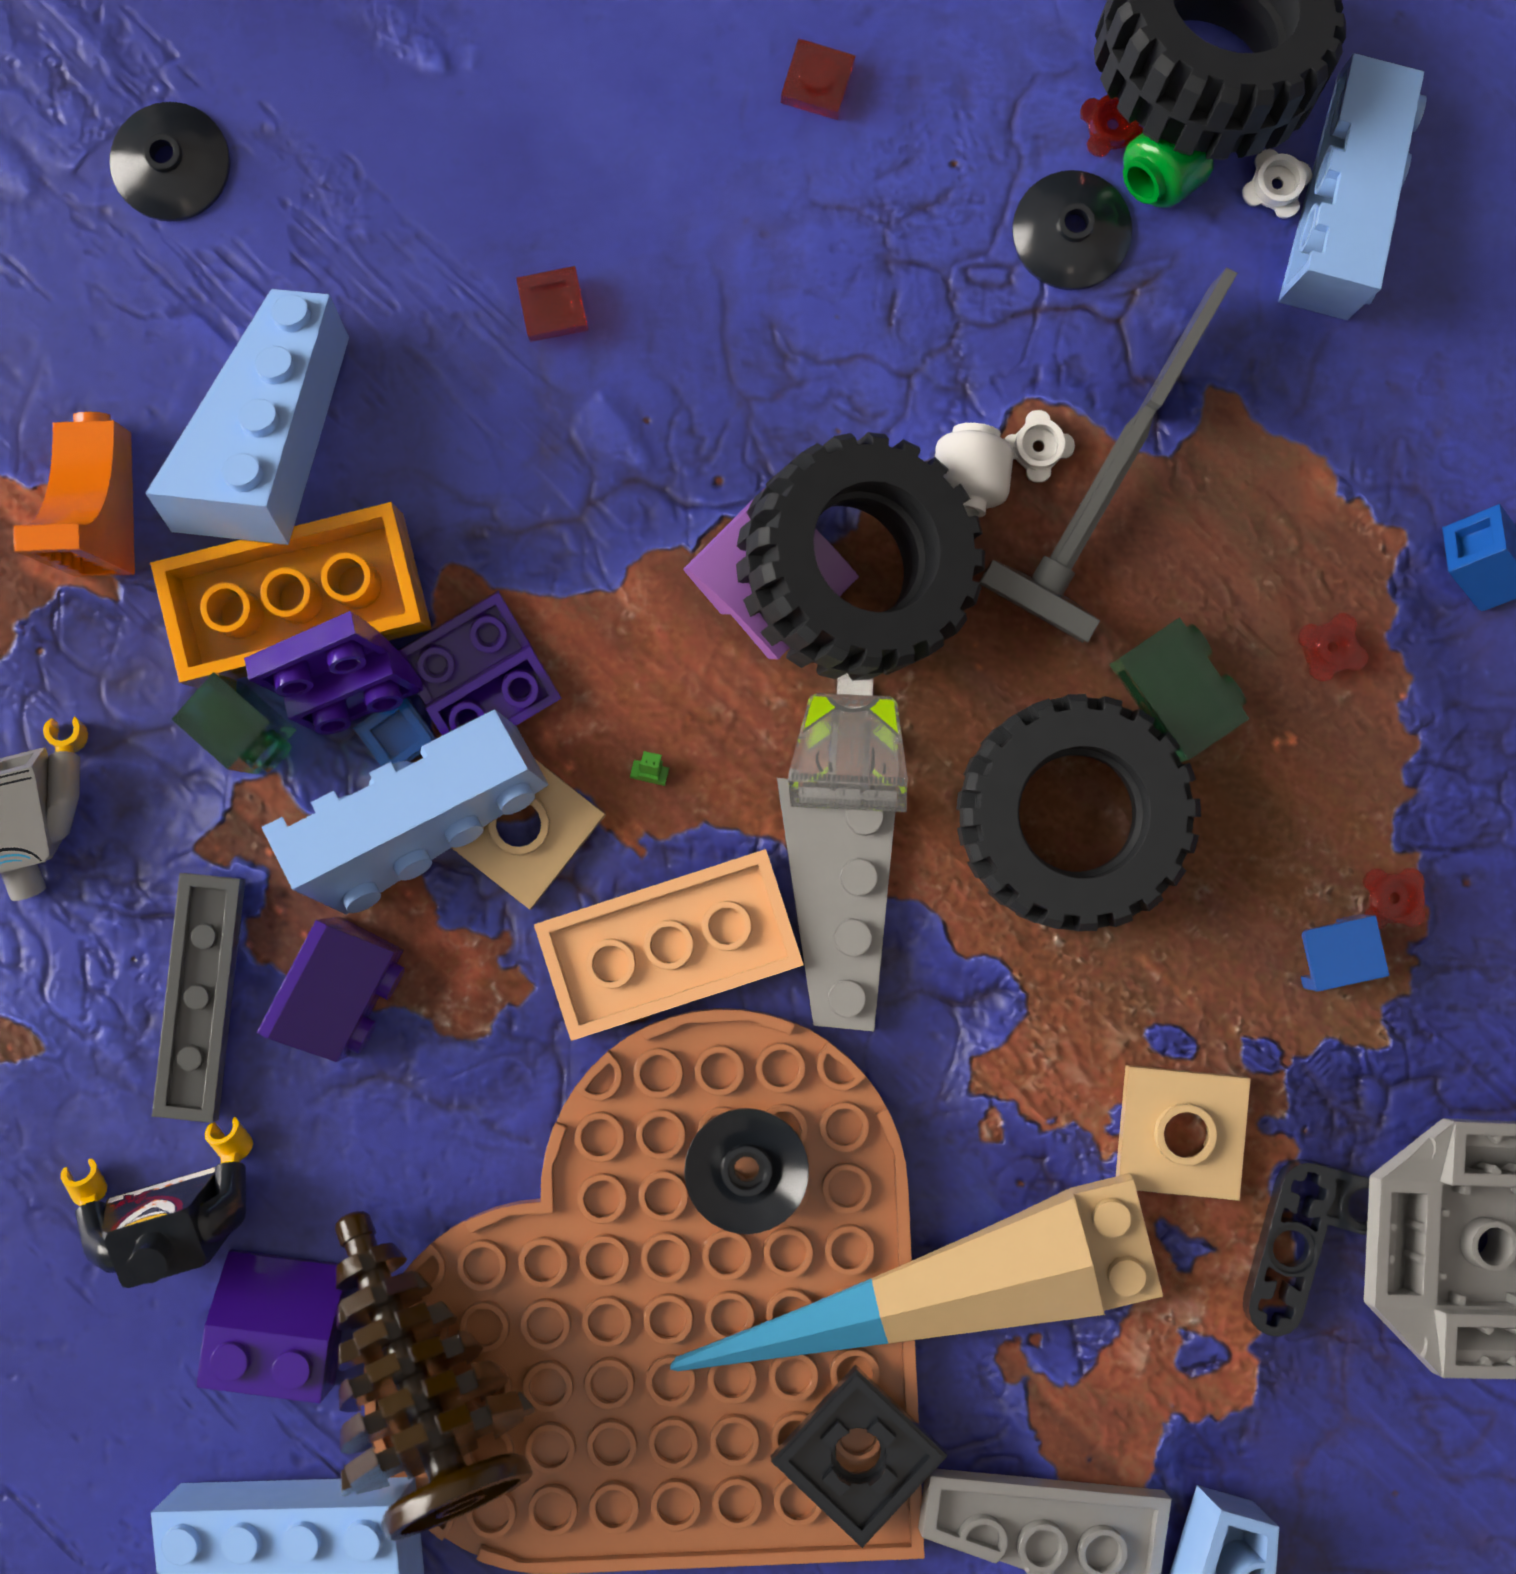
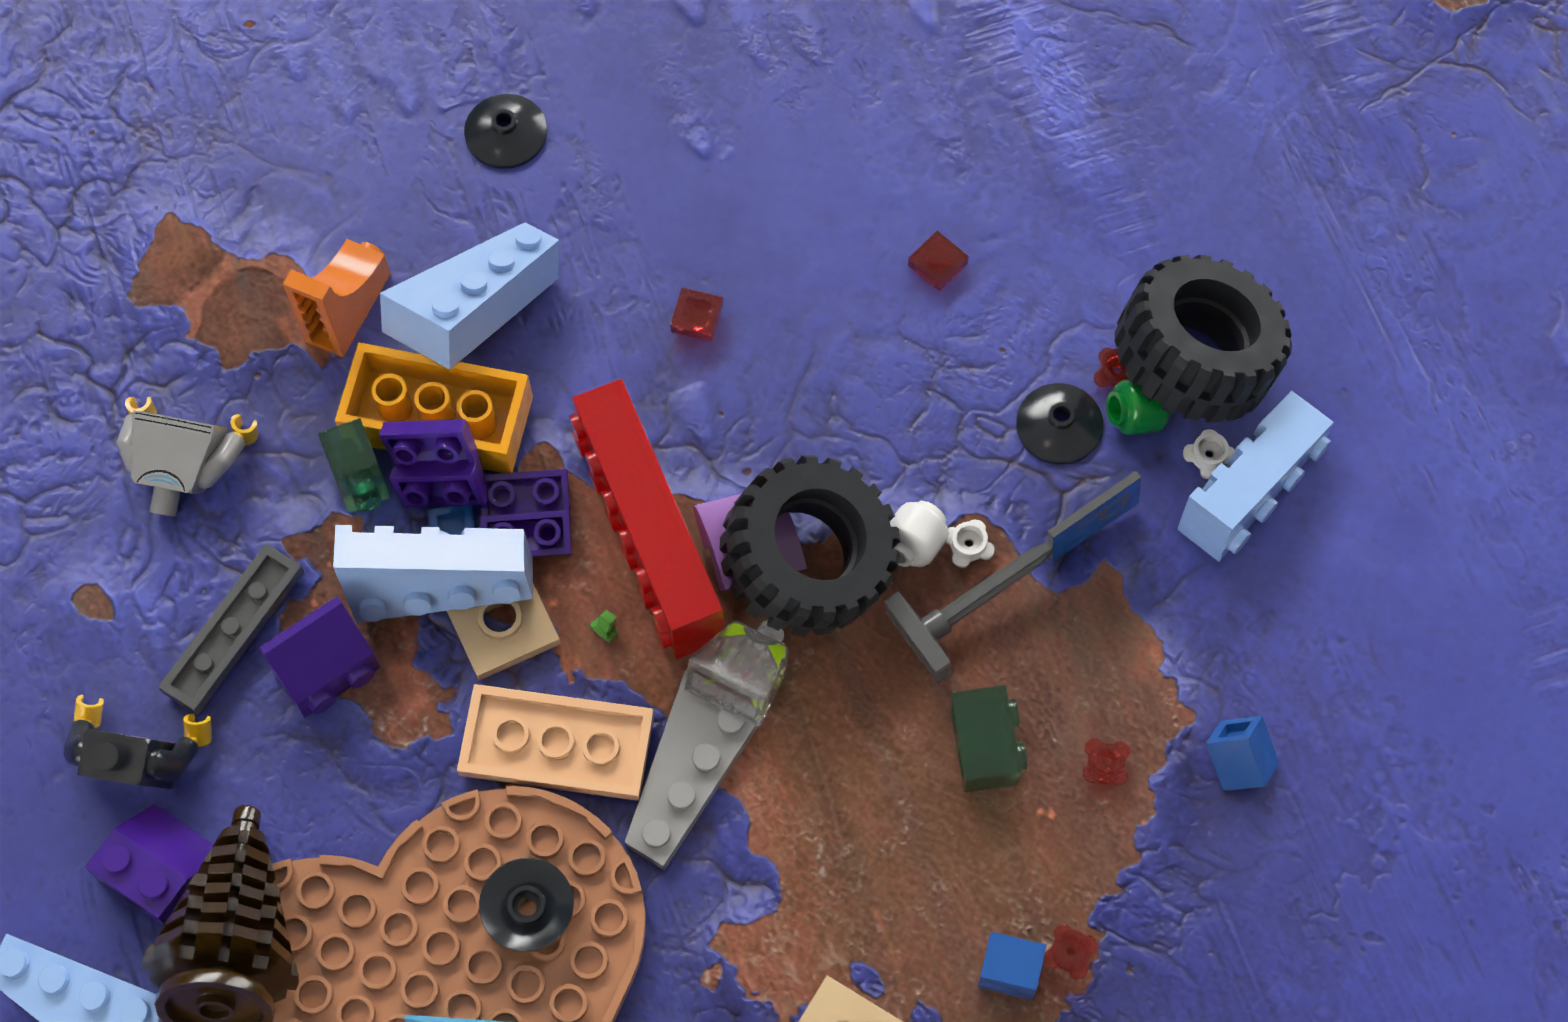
camera: 25 degrees right, 20 degrees down
(634, 609) = (646, 519): none -> red brick
(1158, 797) = (884, 723): black tyre -> none

